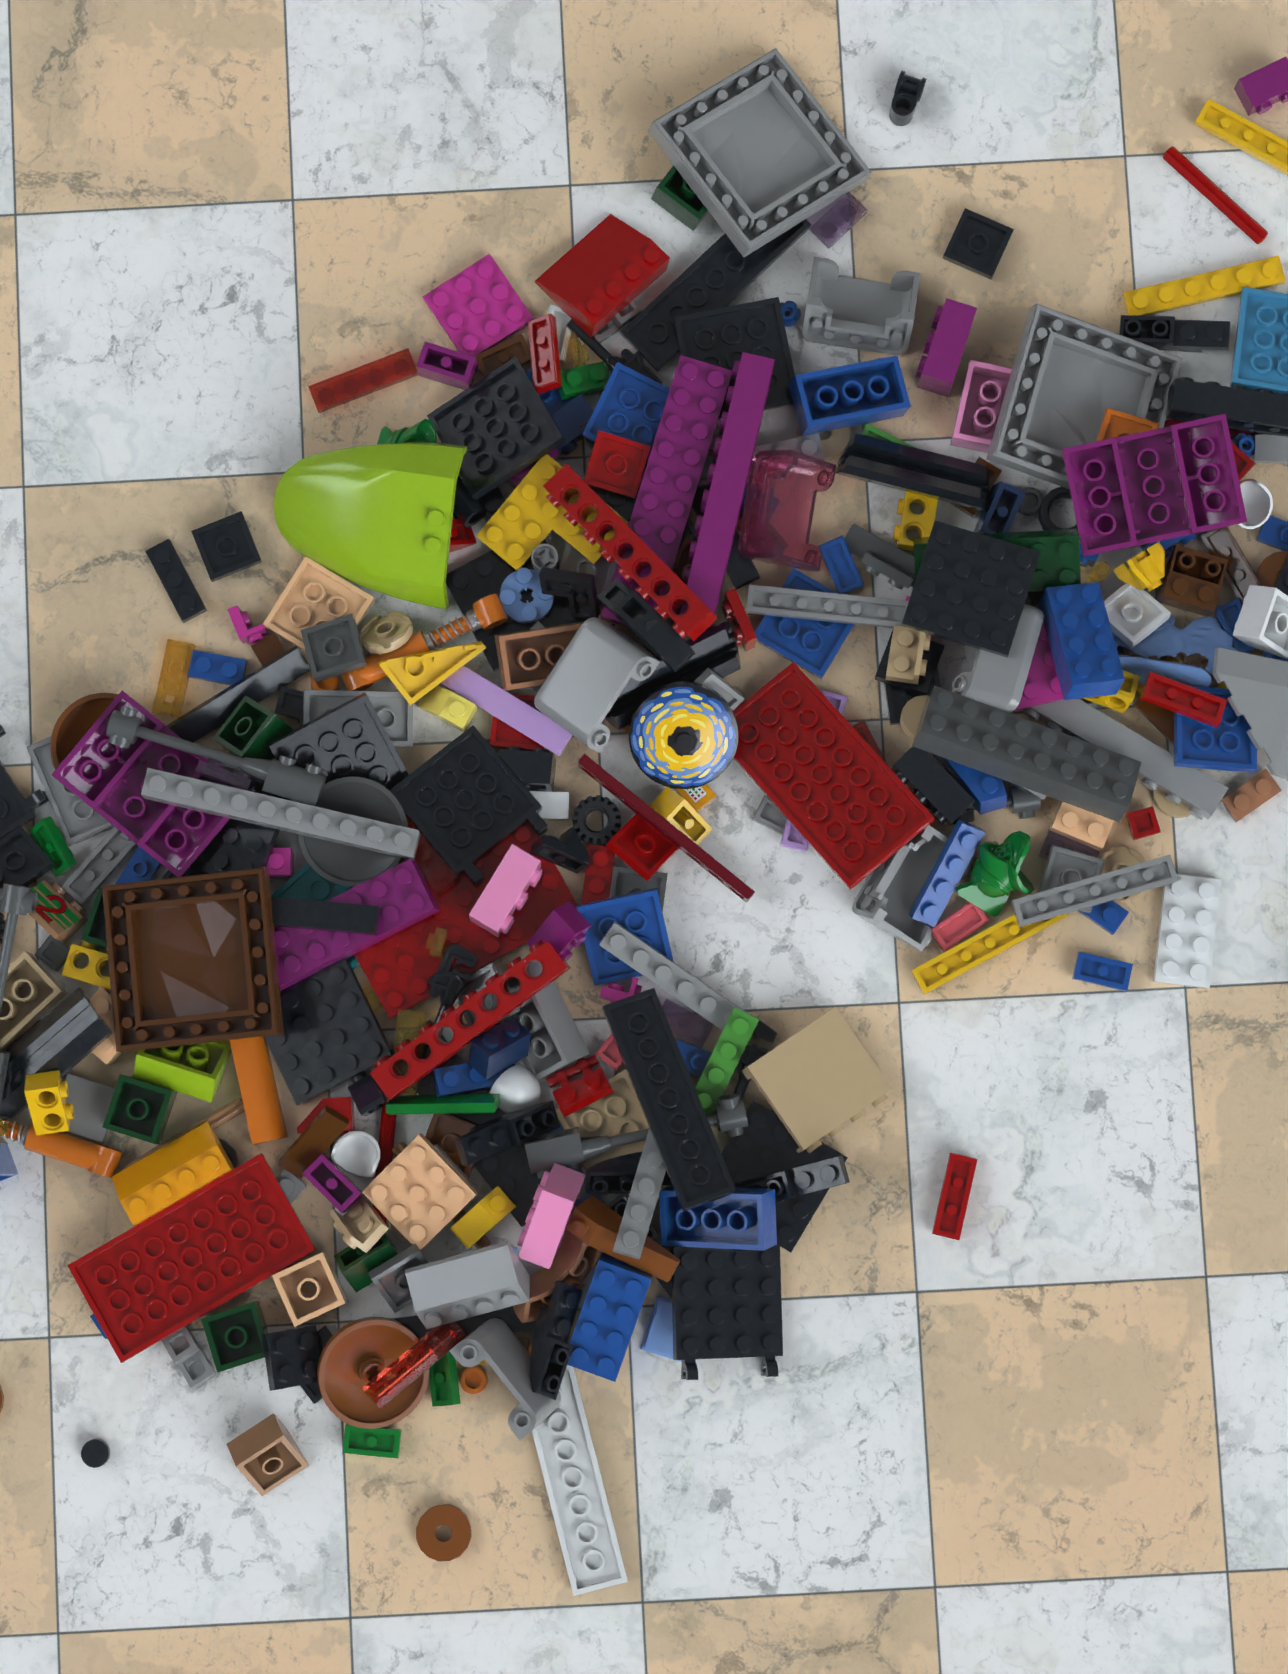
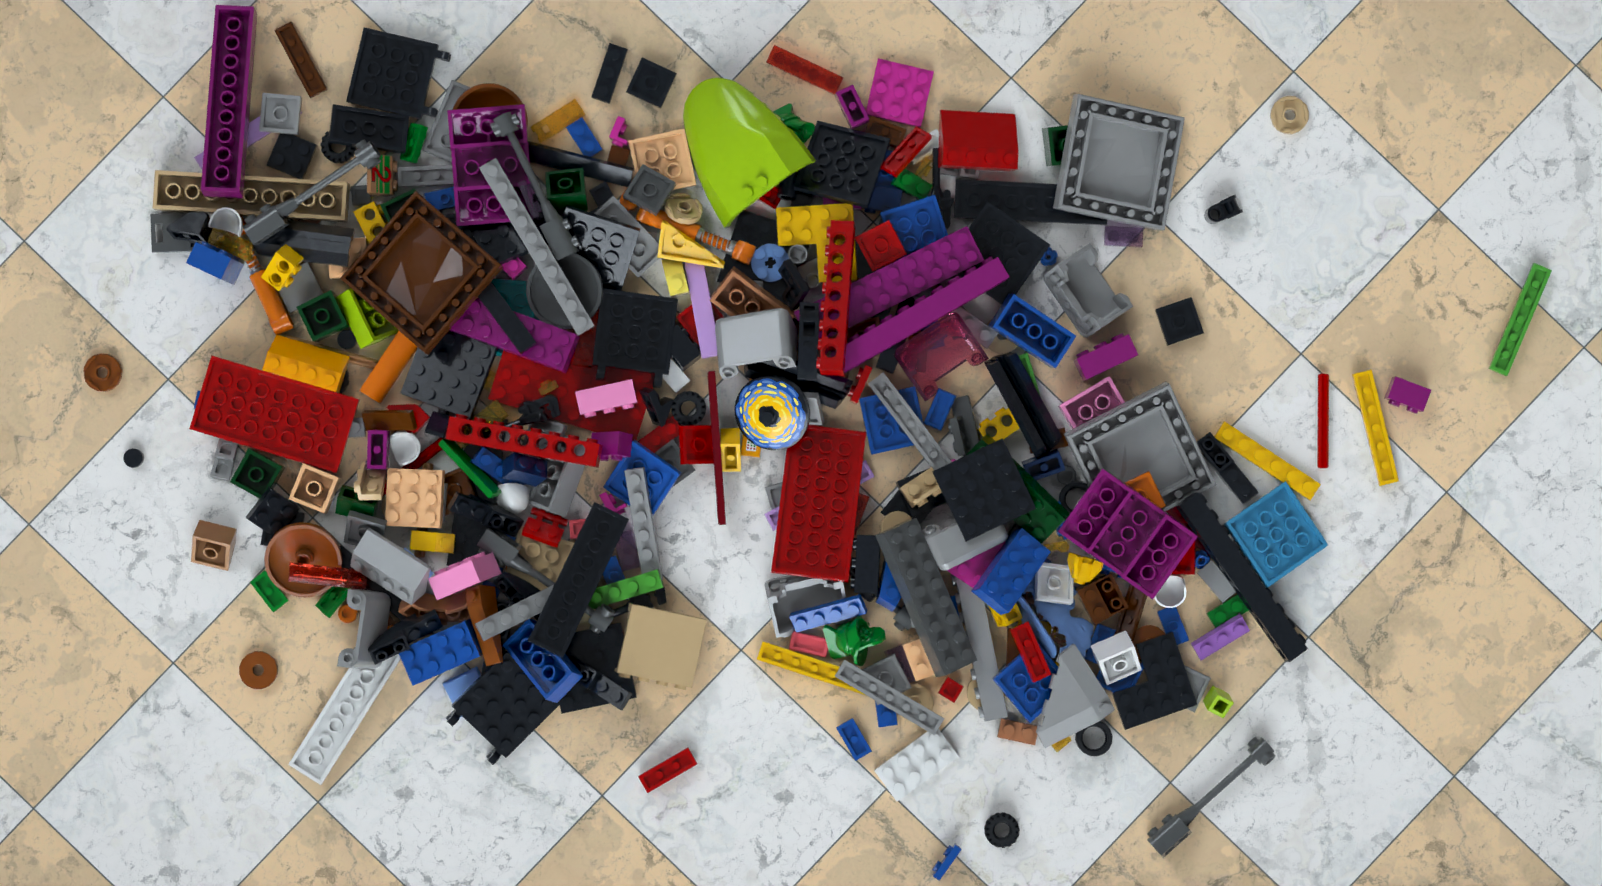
camera: 40 degrees right, 5 degrees up
(187, 1108) = (346, 339): none -> black tile

